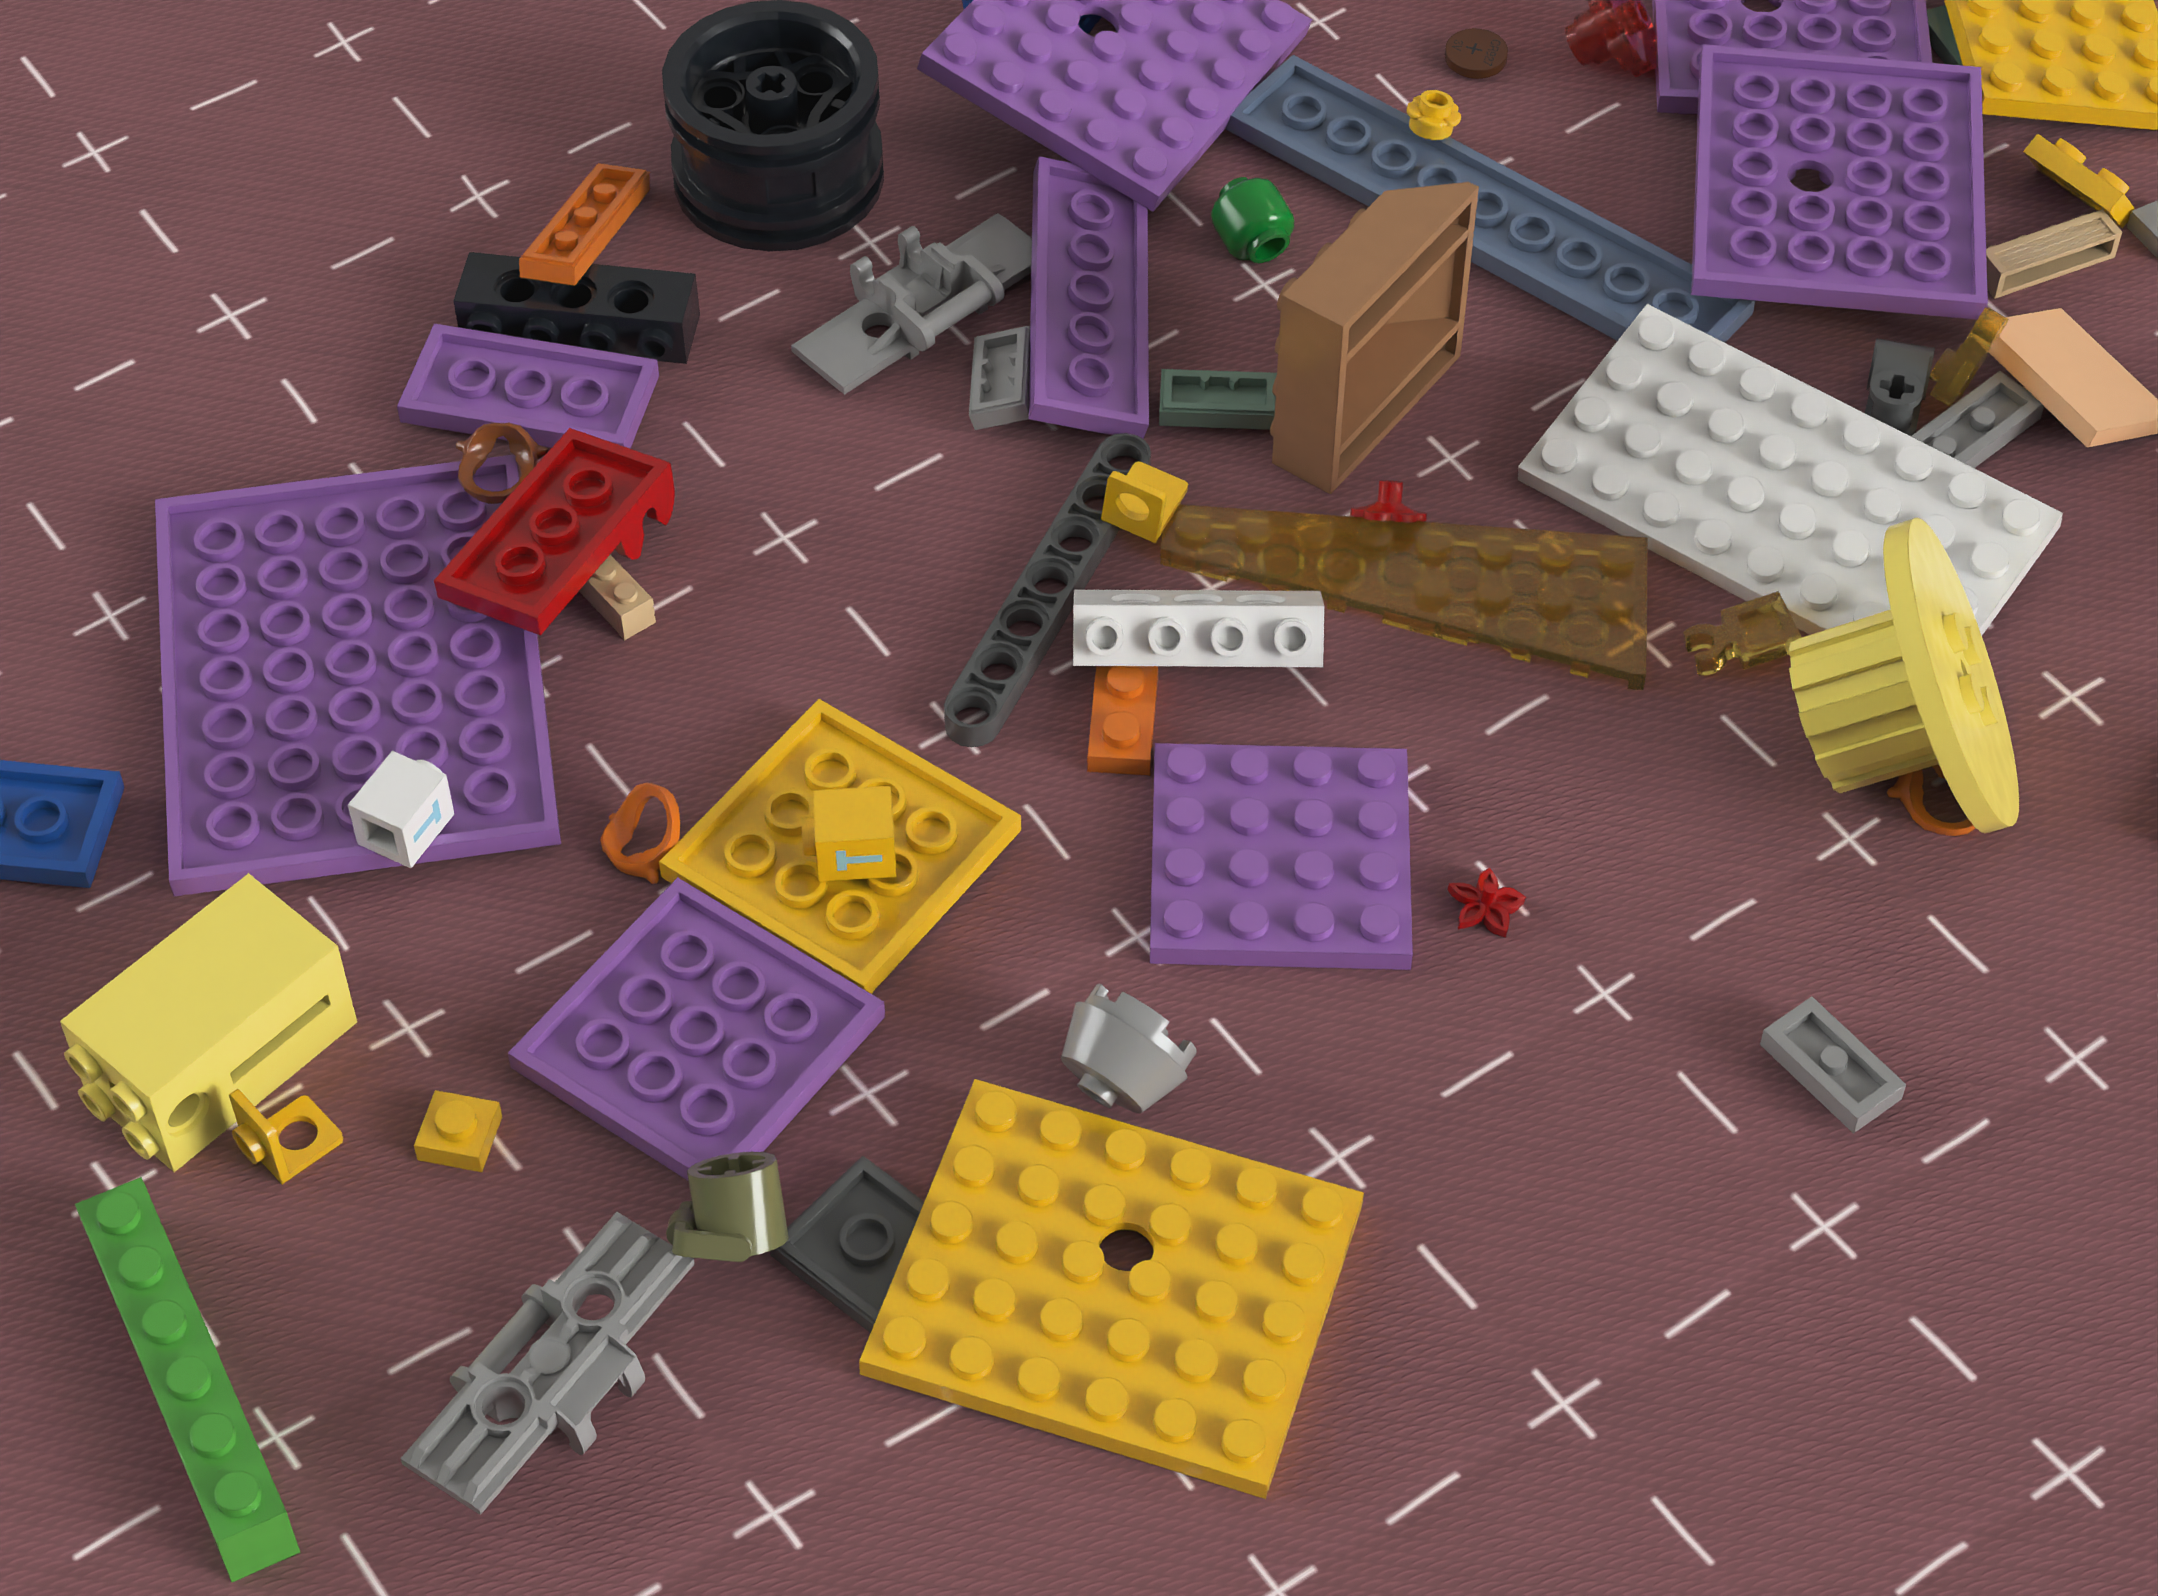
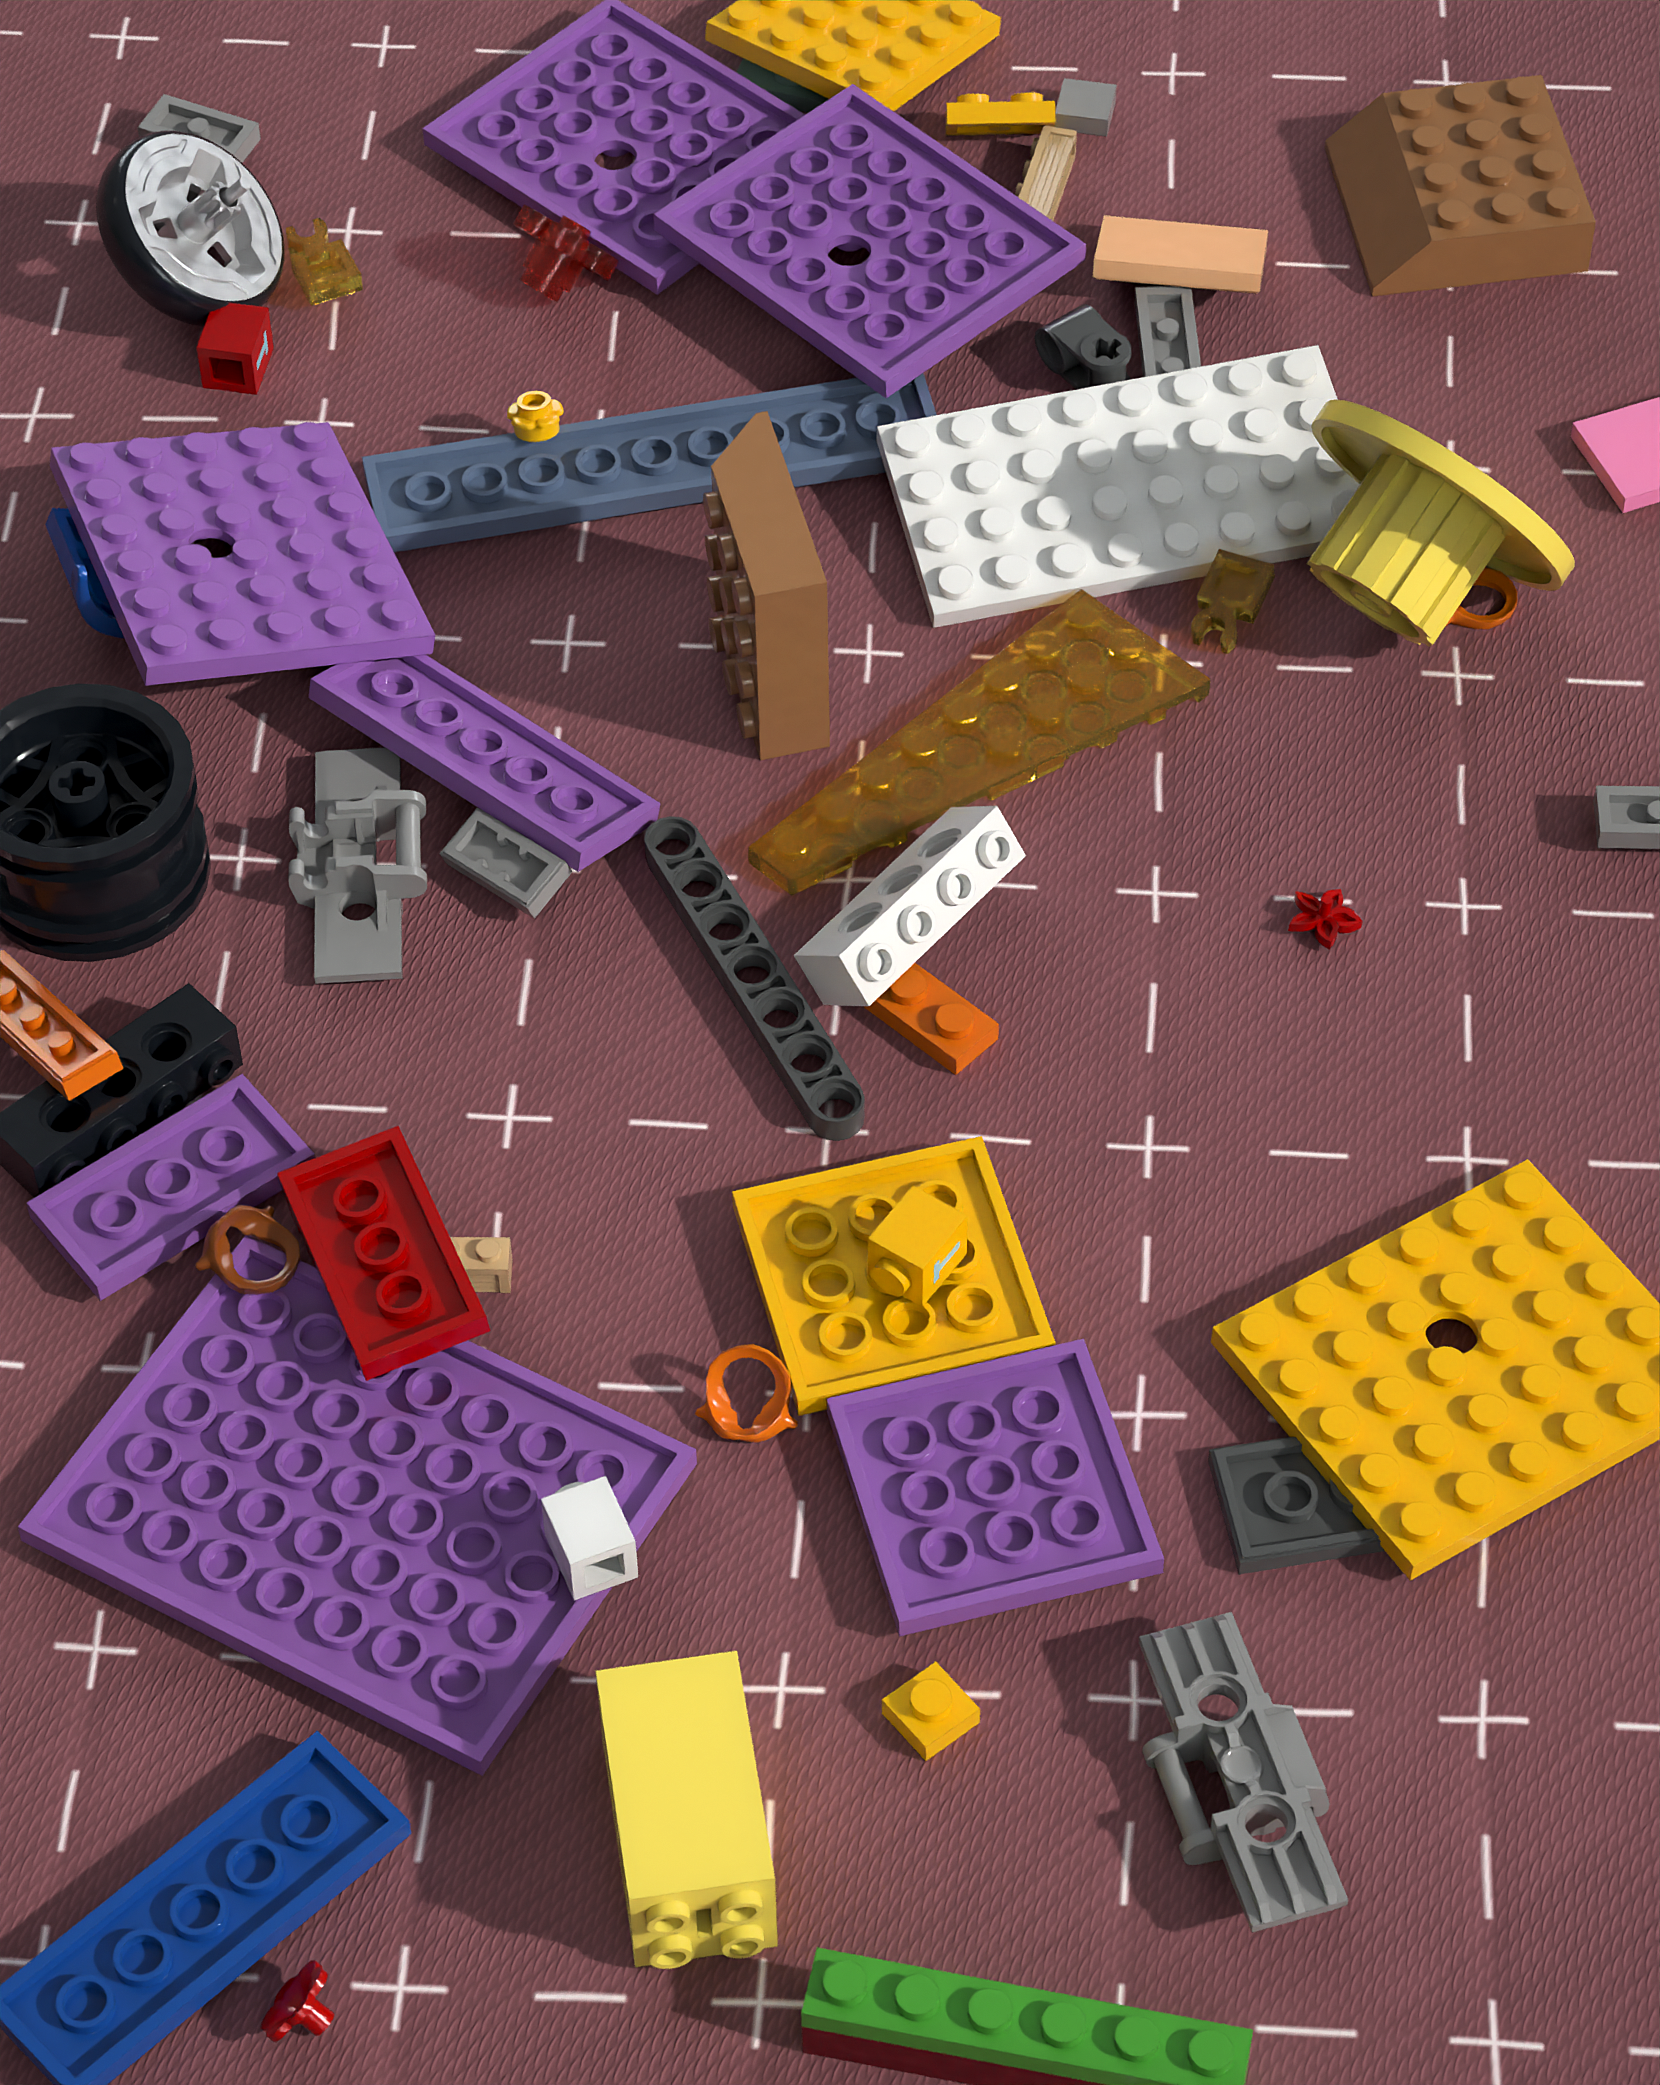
camera: 50 degrees left, 0 degrees up
(260, 1136) = (825, 1845): yellow bracket -> none
(732, 1207) = (1211, 1556): olive piece -> none
(1123, 1052) = (1284, 1213): light grey cone -> none
(1142, 500) = (742, 855): yellow bracket -> none
(1217, 399) = (673, 745): sand green plate -> none
(1253, 219) = (510, 598): green head -> none
(1281, 857) = (1162, 1008): medium lavender plate -> none
(1389, 506) = (899, 715): red plant -> none
(1476, 53) = (473, 353): reddish brown piece -> none
(1957, 369) = (1119, 295): clear yellow plate -> none

